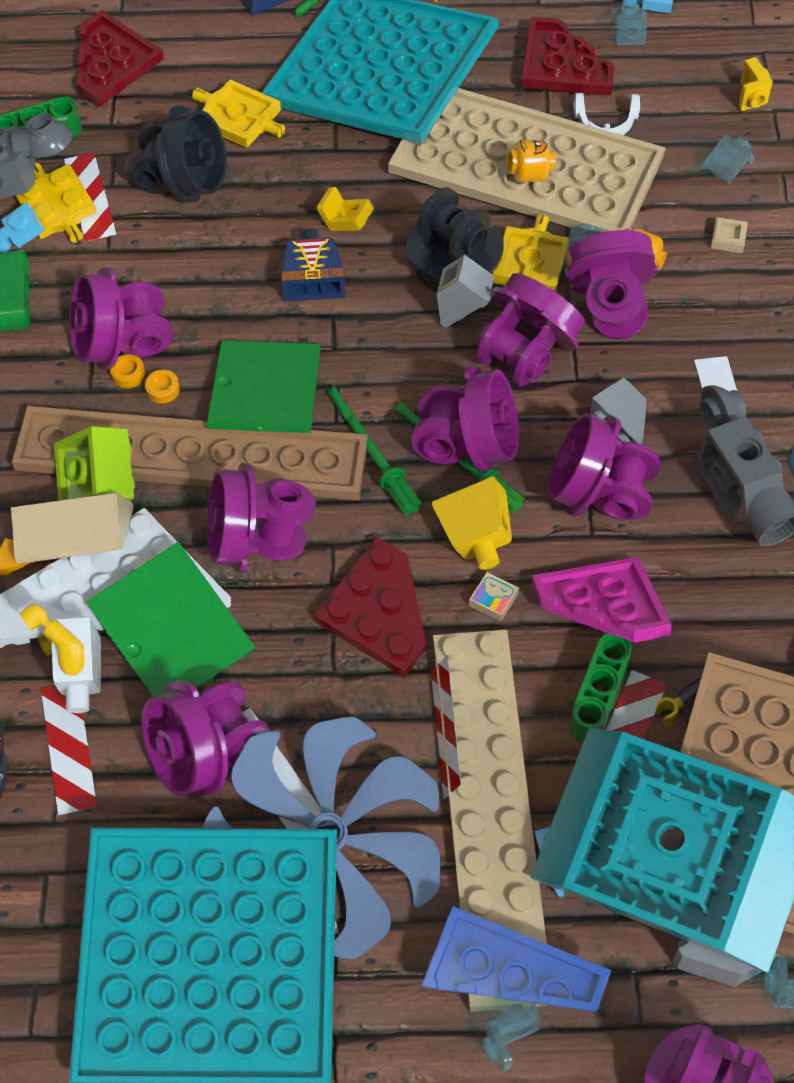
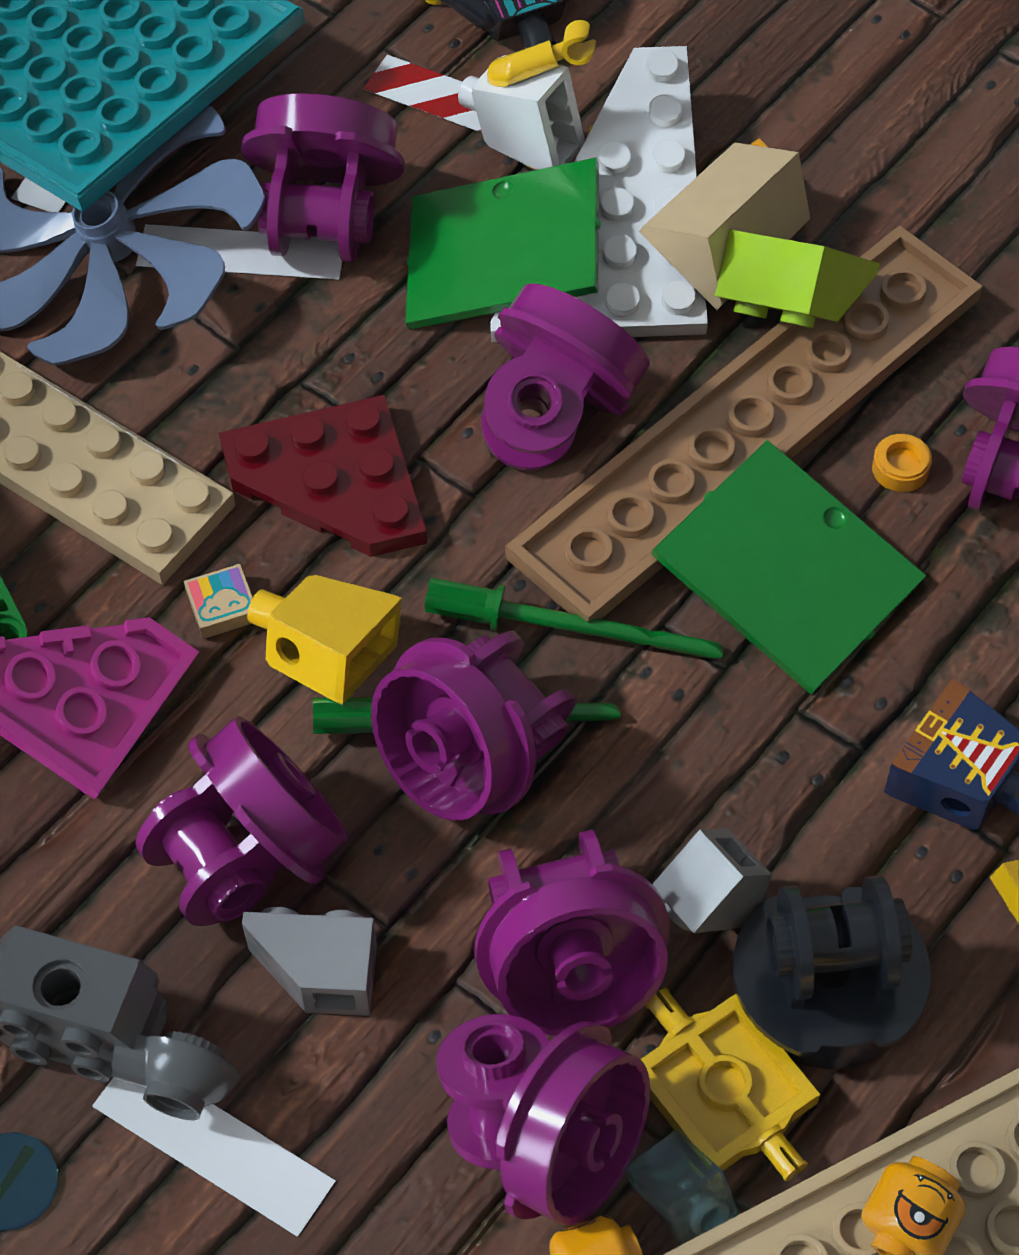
camera: 130 degrees right, 0 degrees up
(128, 371) = (957, 435): light orange tile -> none

